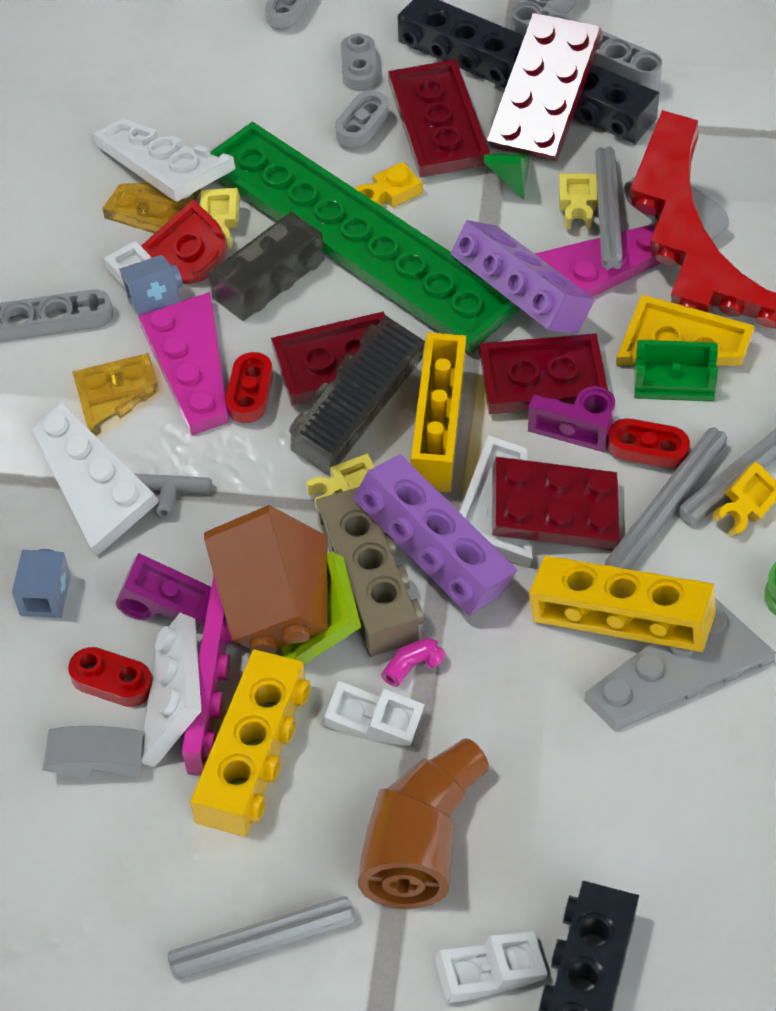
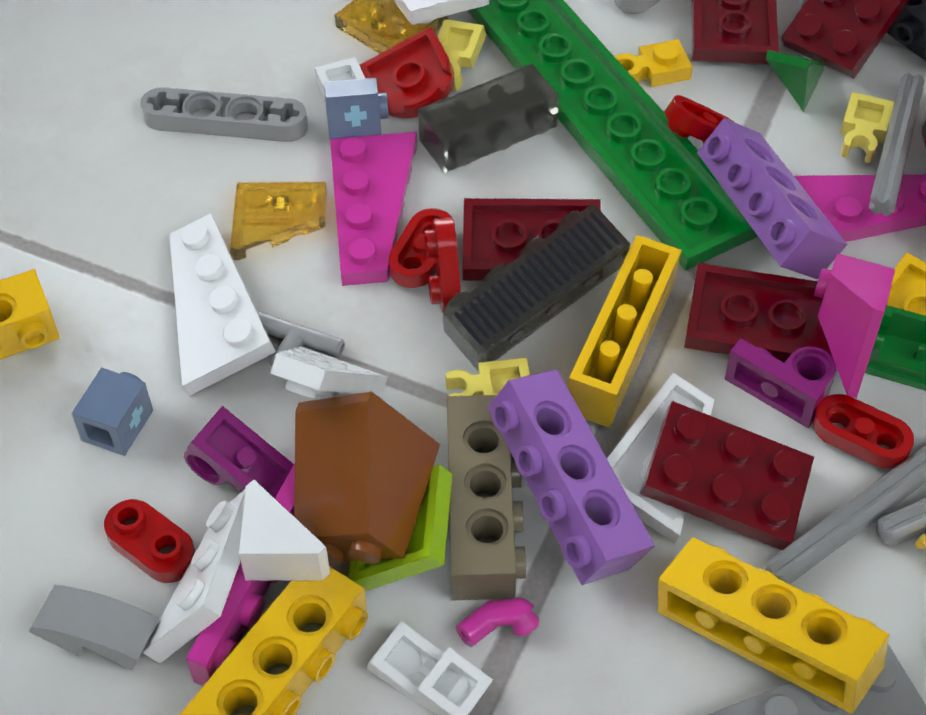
camera: 15 degrees right, 0 degrees up
(215, 507) = (322, 375): none -> white wing
(226, 643) = (276, 543): none -> white slope
(272, 381) = (442, 245): none -> red plate
(438, 226) = (691, 118): none -> red plate
(616, 352) = (852, 313): none -> dark pink slope

